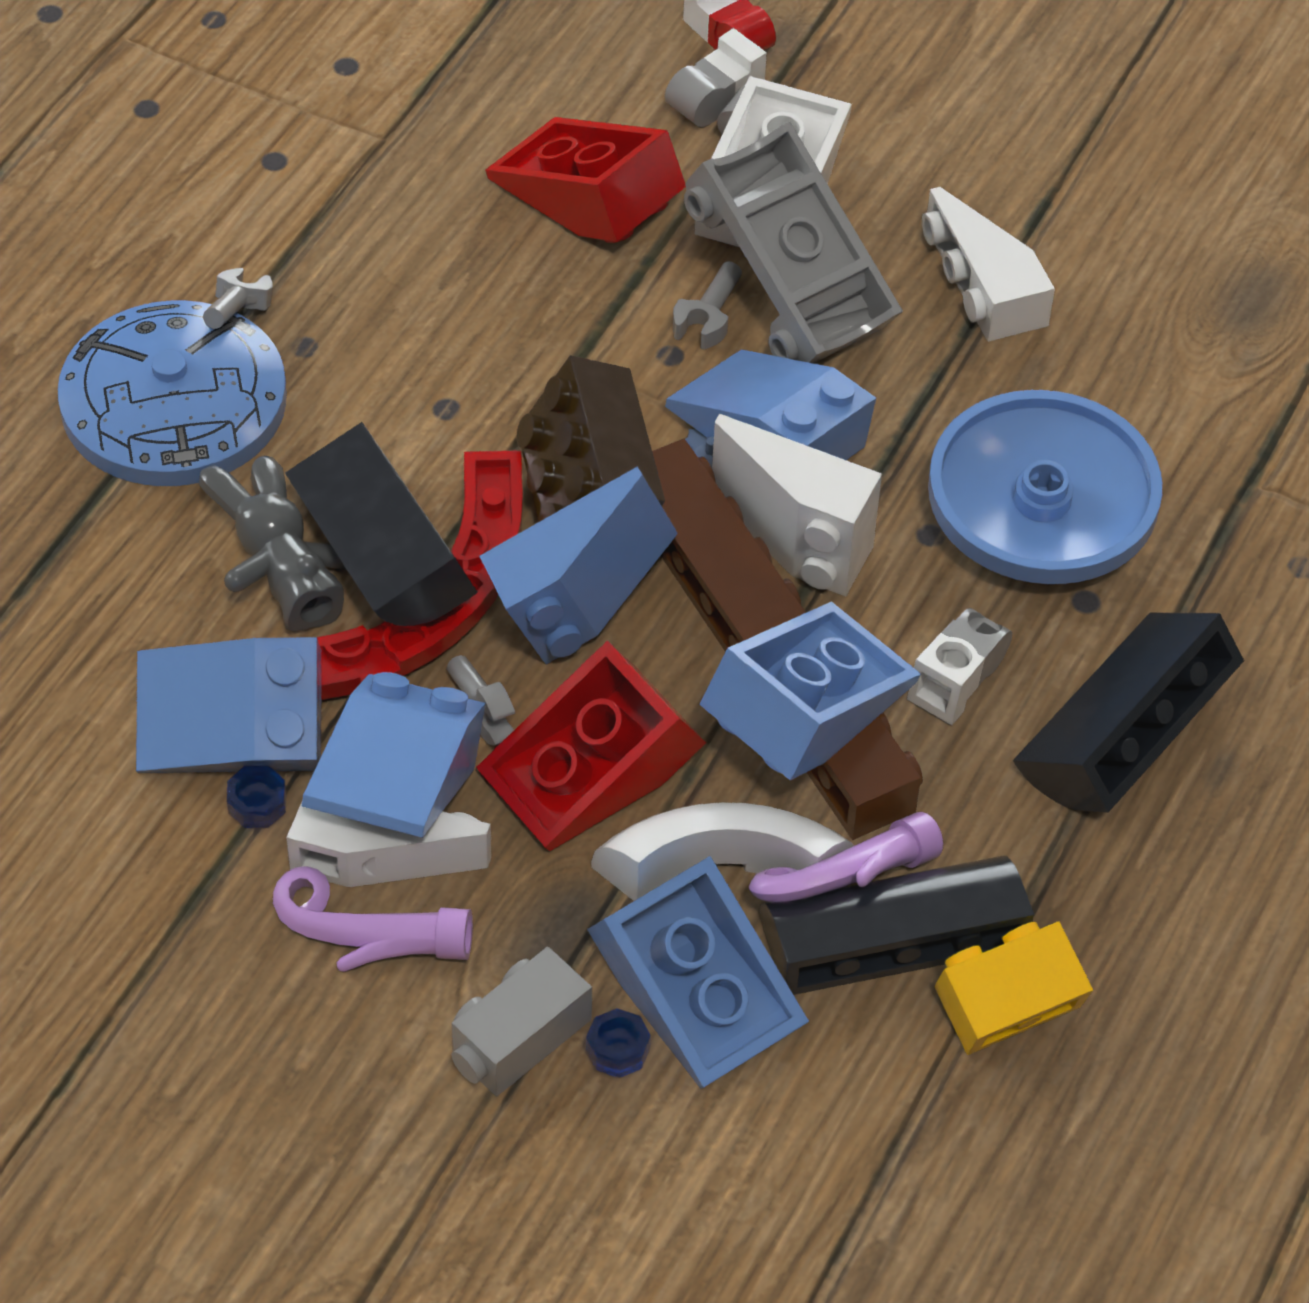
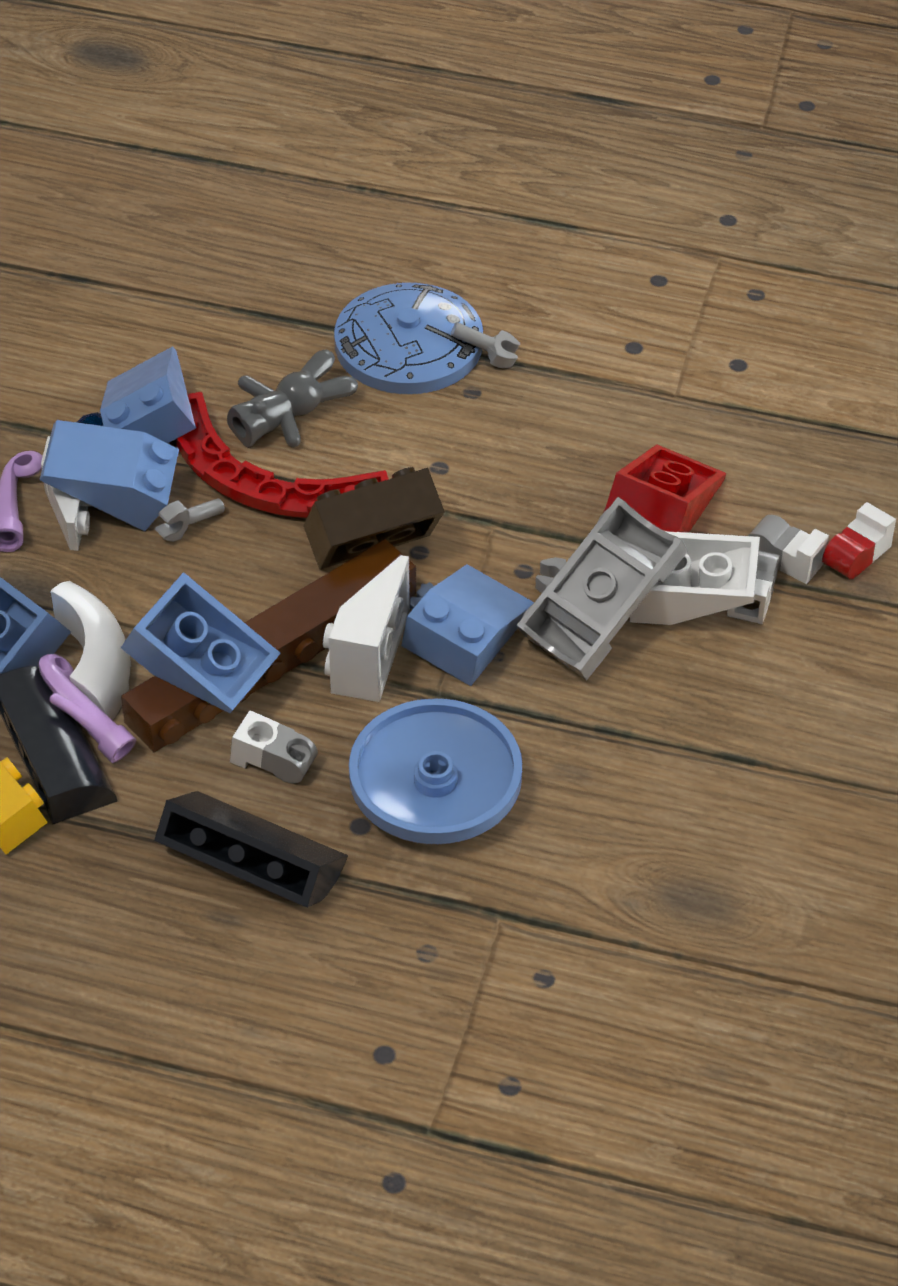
camera: 80 degrees right, 5 degrees down
(380, 531) = (300, 437): black brick -> none
(580, 564) = (274, 522): medium blue slope -> none
(590, 749) = (149, 564): red slope -> none
(994, 271) = (647, 725): white slope -> none

